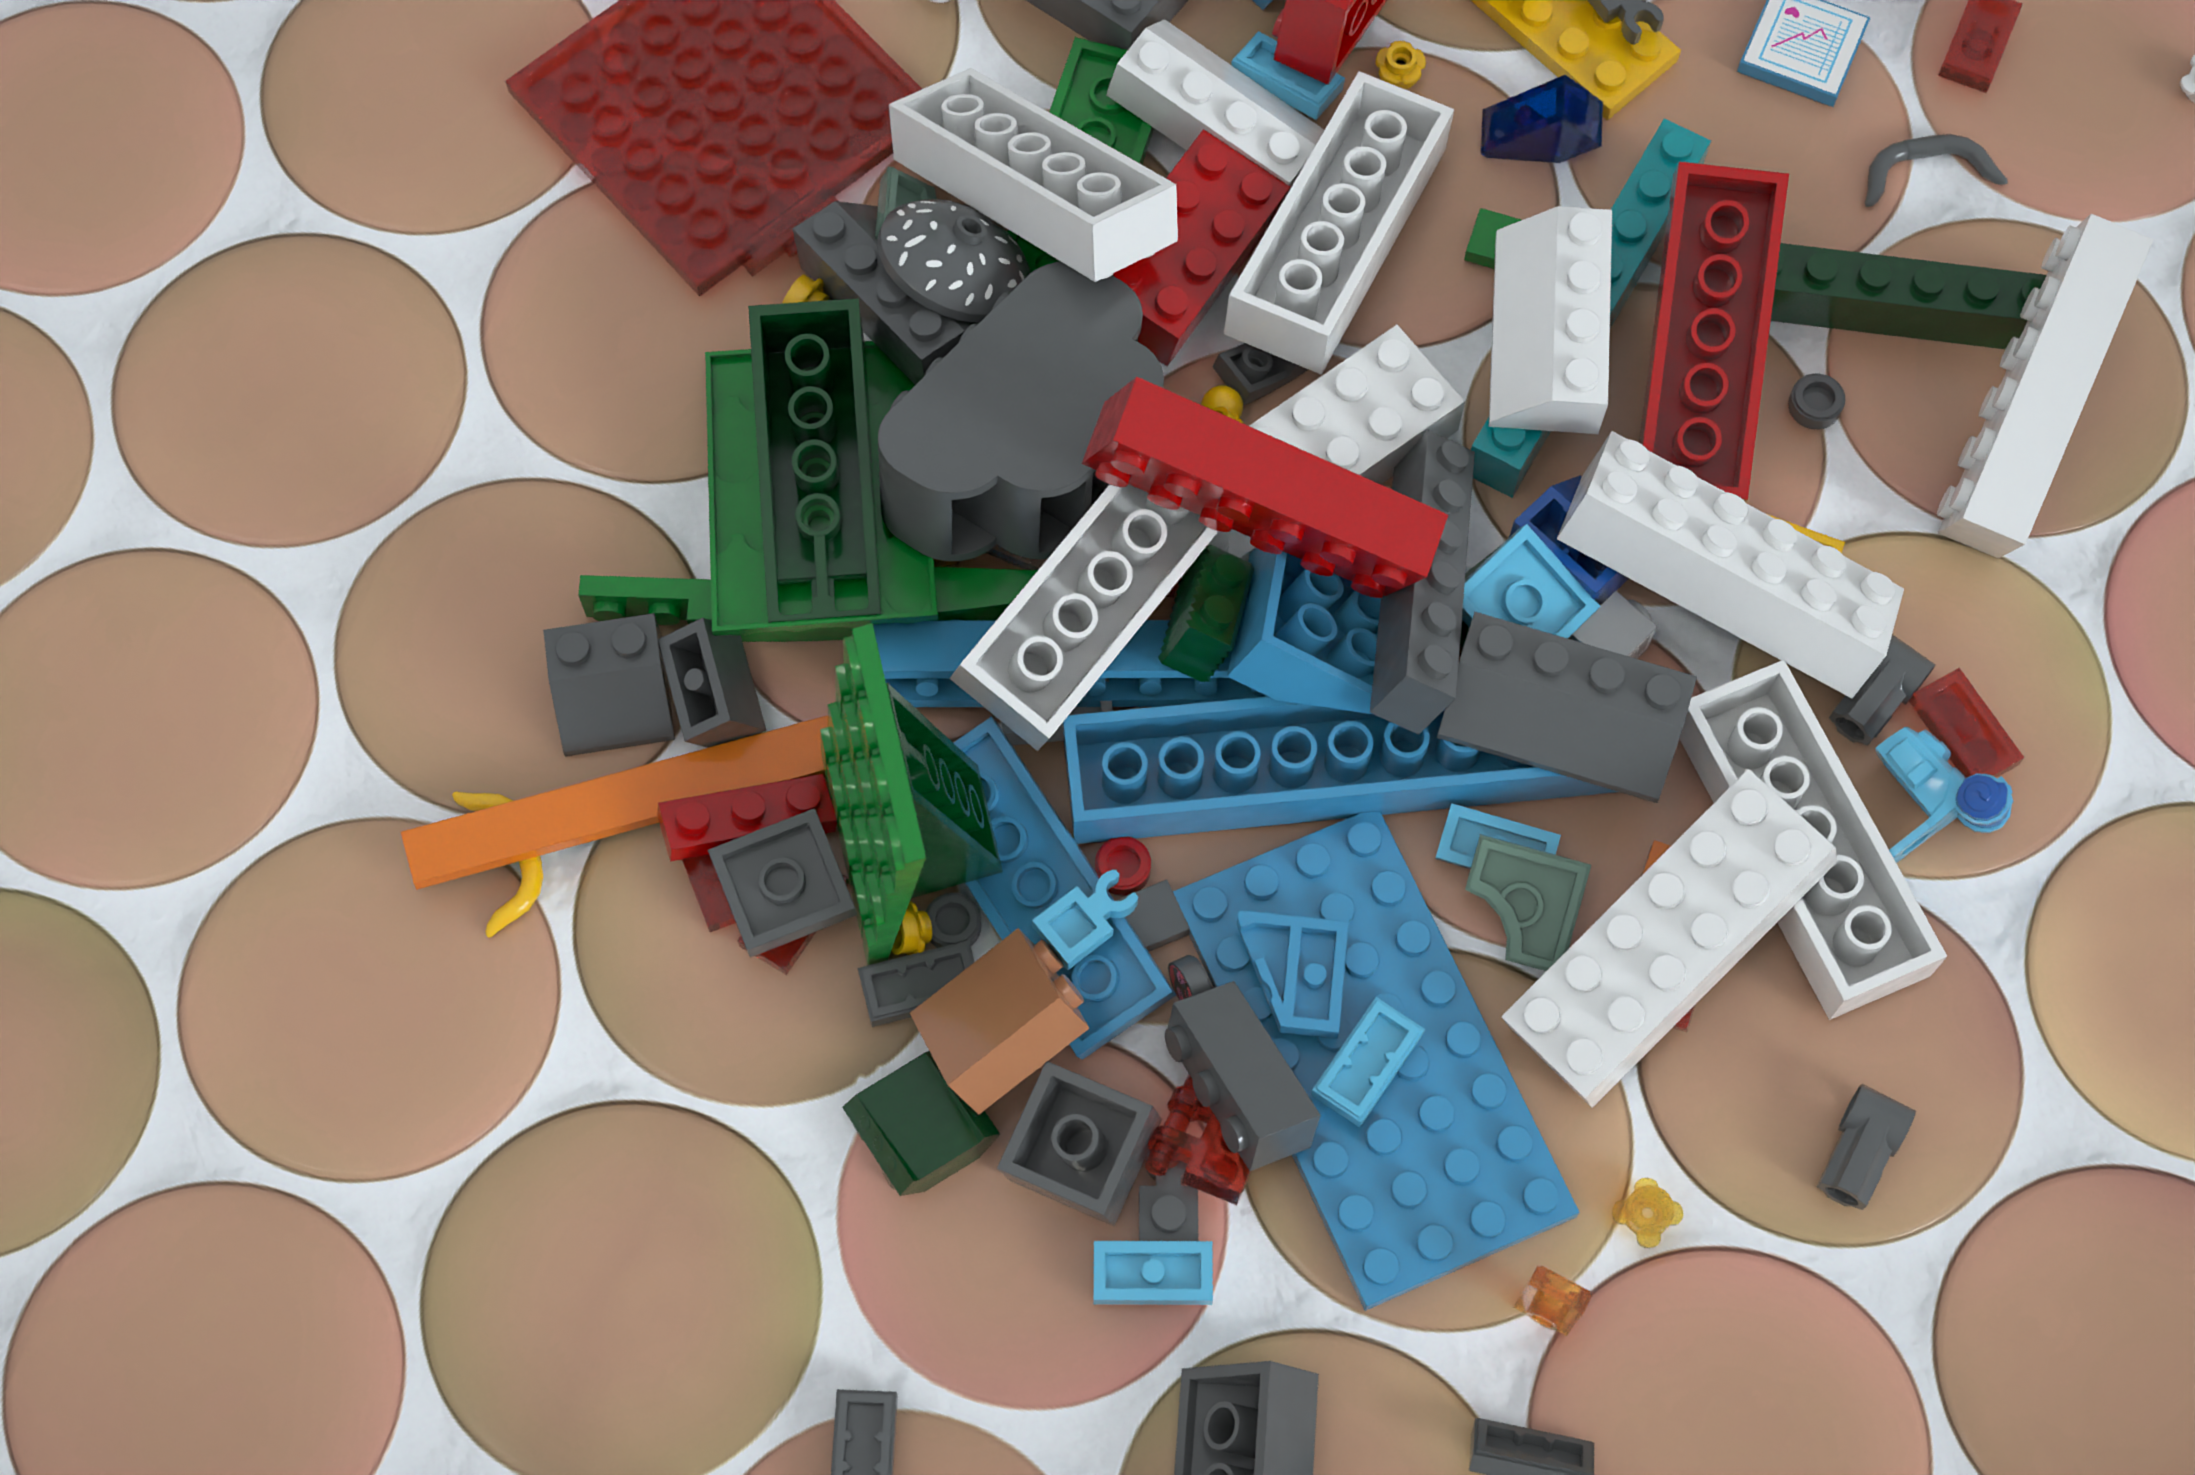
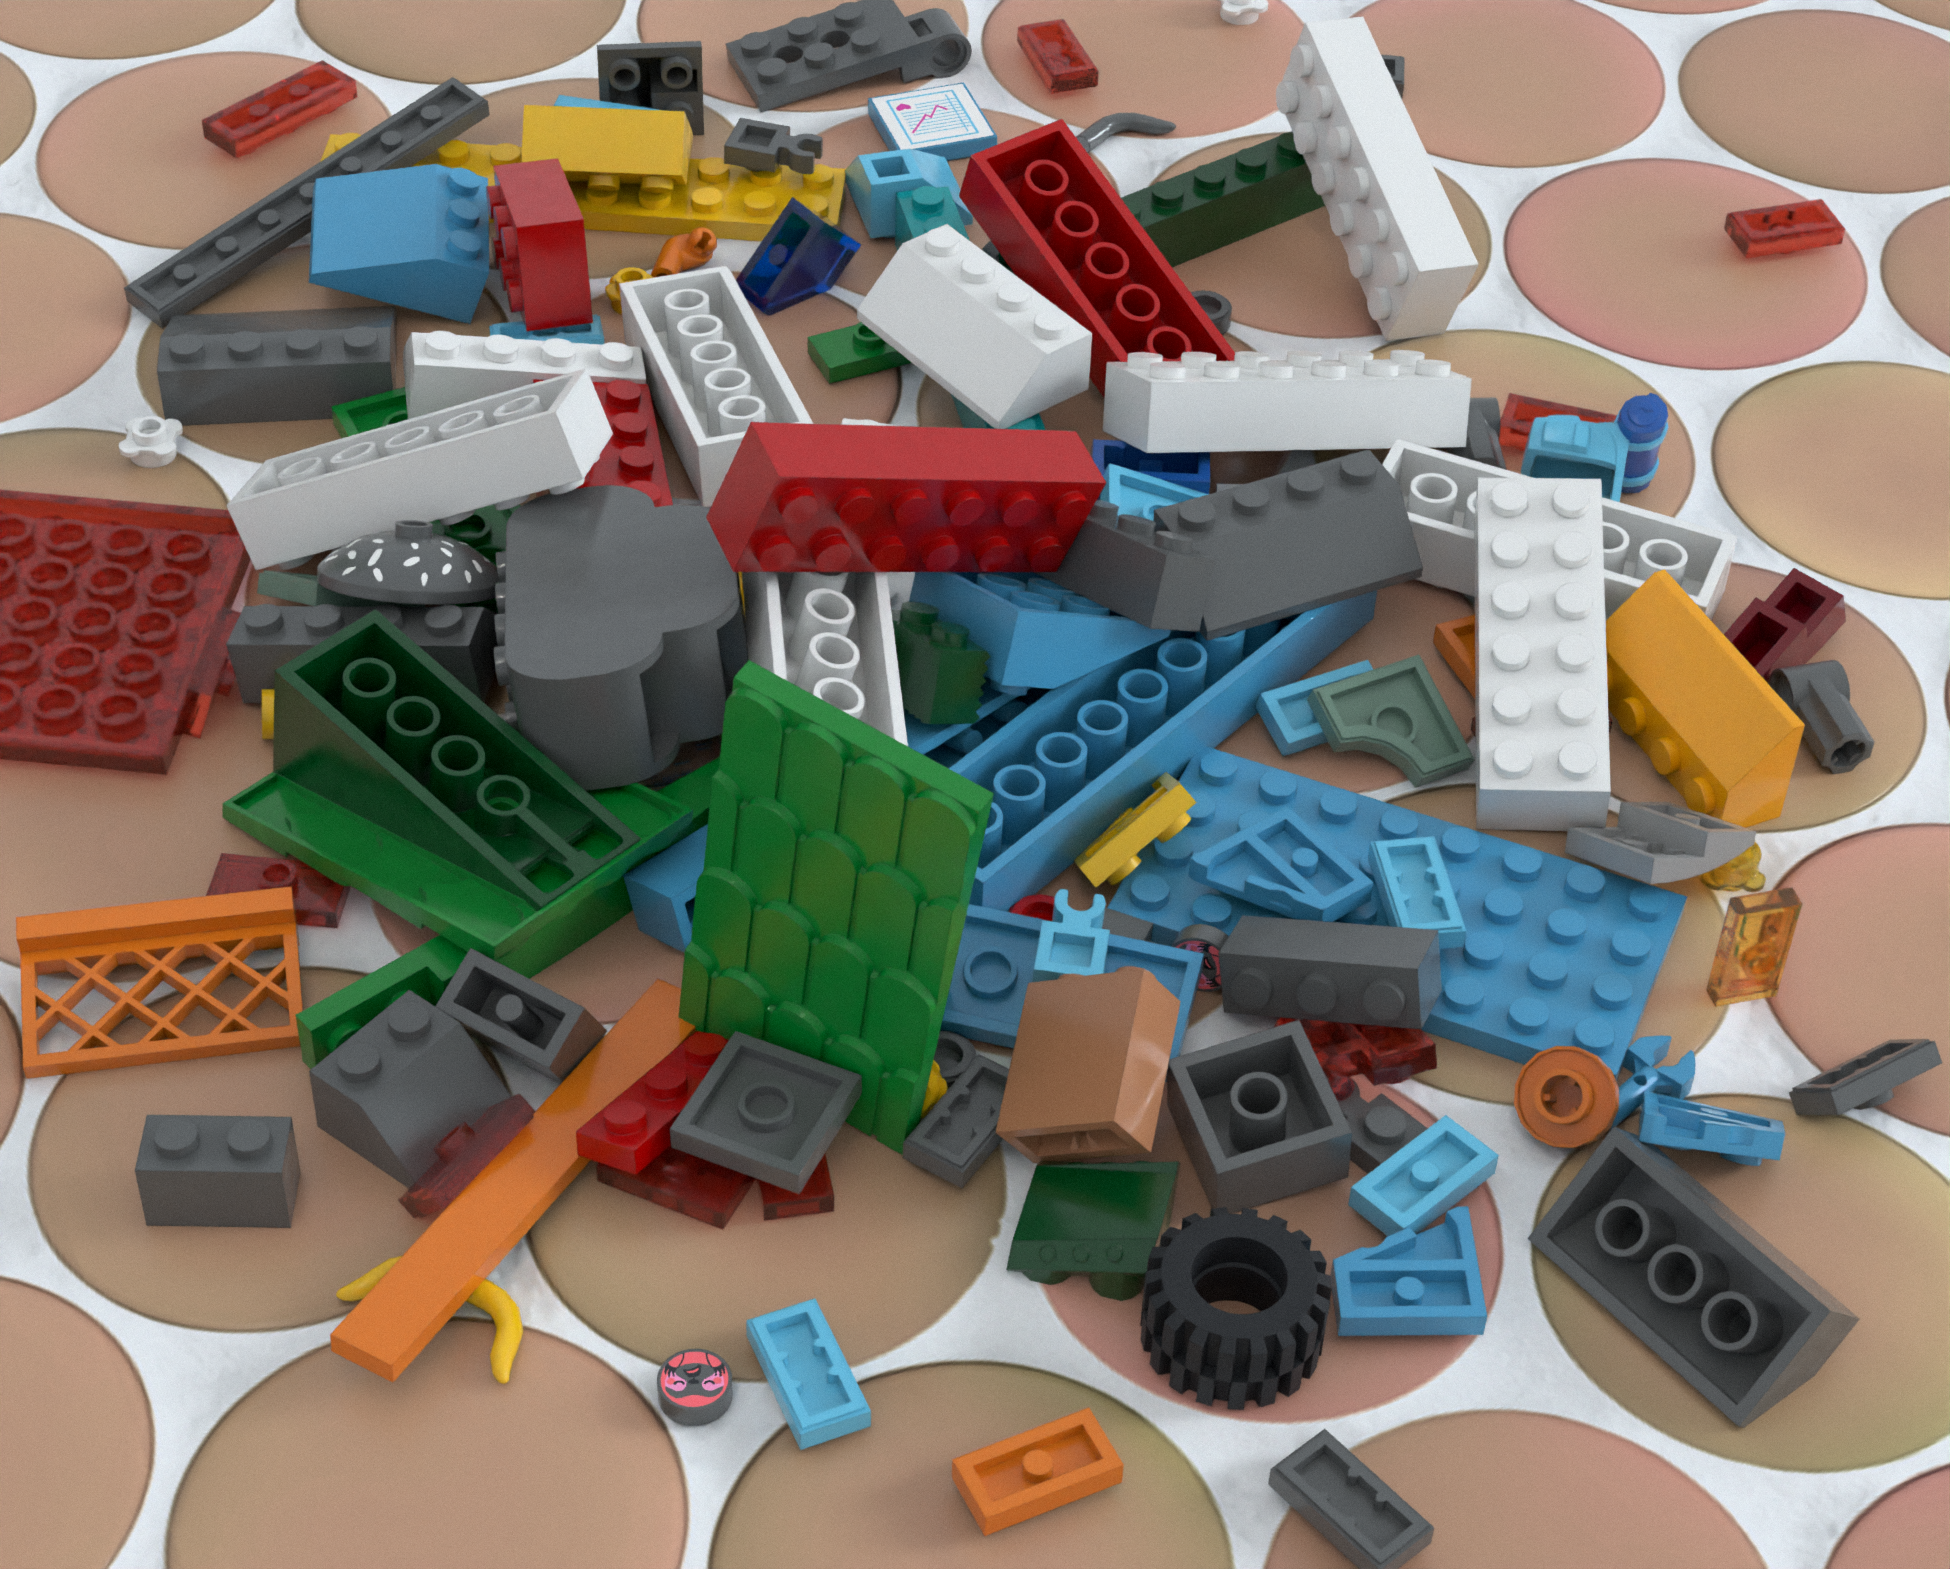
camera: 45 degrees left, 25 degrees down
(451, 653) = (218, 1171): none -> dark grey brick
(560, 431) = (158, 939): none -> orange fence
(583, 1033) = (694, 1387): none -> tile
(597, 759) = (465, 1154): none -> clear red plate
(649, 1083) = (808, 1374): none -> medium azure plate
(675, 446) = (315, 896): none -> clear red plate
(709, 1266) = (1037, 1471): none -> orange plate
(911, 1217) = (1227, 1352): none -> black tyre
(1066, 1338) = (1412, 1283): none -> dark azure wing
(1244, 850) = (1116, 849): none -> yellow wing
(1305, 1297) = (1566, 1097): none -> orange plate
(1368, 1400) = (1704, 1127): none -> dark azure wing
(1388, 1325) = (1666, 1080): none -> dark azure bar
(1469, 51) = (685, 252): none -> orange arm
(1600, 1159) = (1660, 842): none -> light grey slope
(1706, 103) = (878, 176): none -> medium azure slope
(1748, 1069) = (1699, 706): none -> light orange slope
(1891, 1055) = (1788, 625): none -> dark red slope

